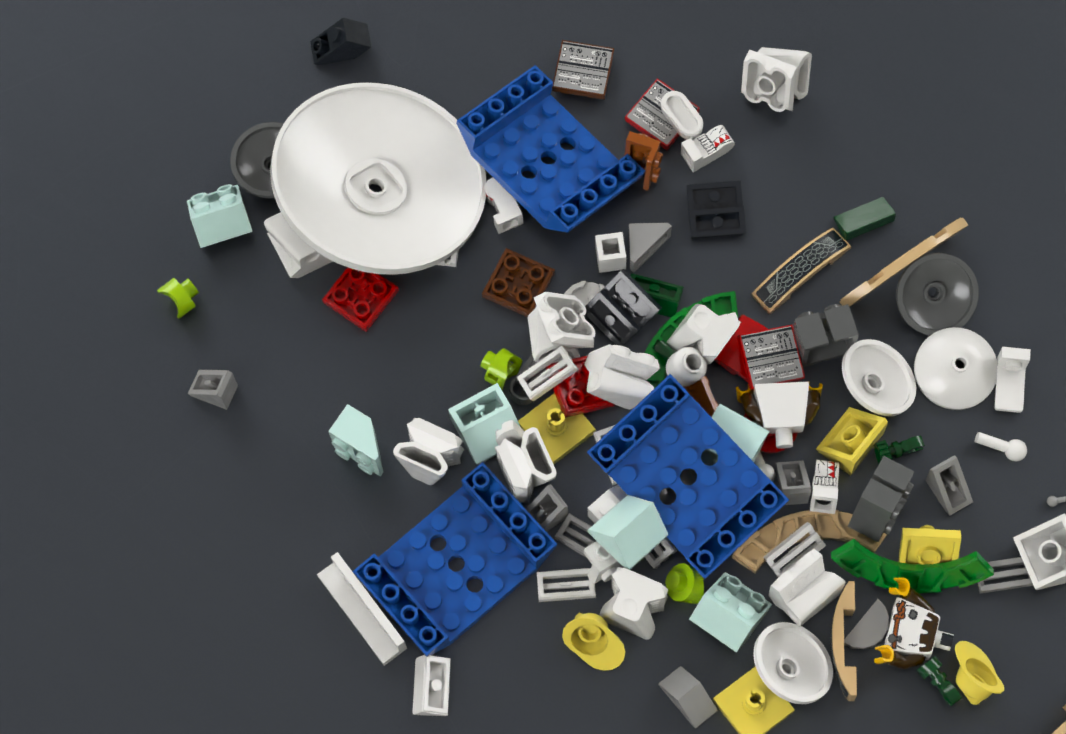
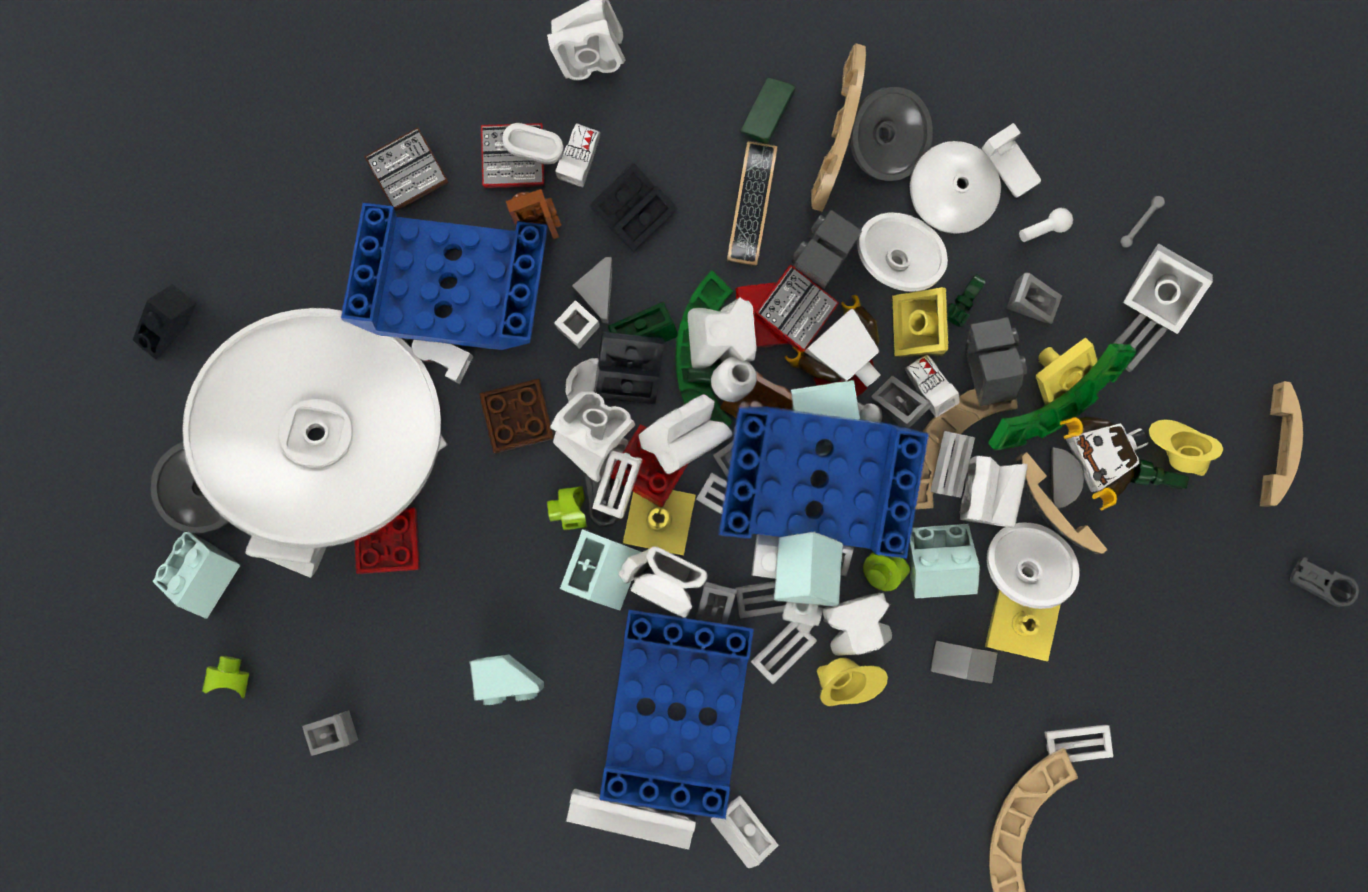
camera: 45 degrees left, 15 degrees up
(429, 451) = (574, 640): white piece -> none

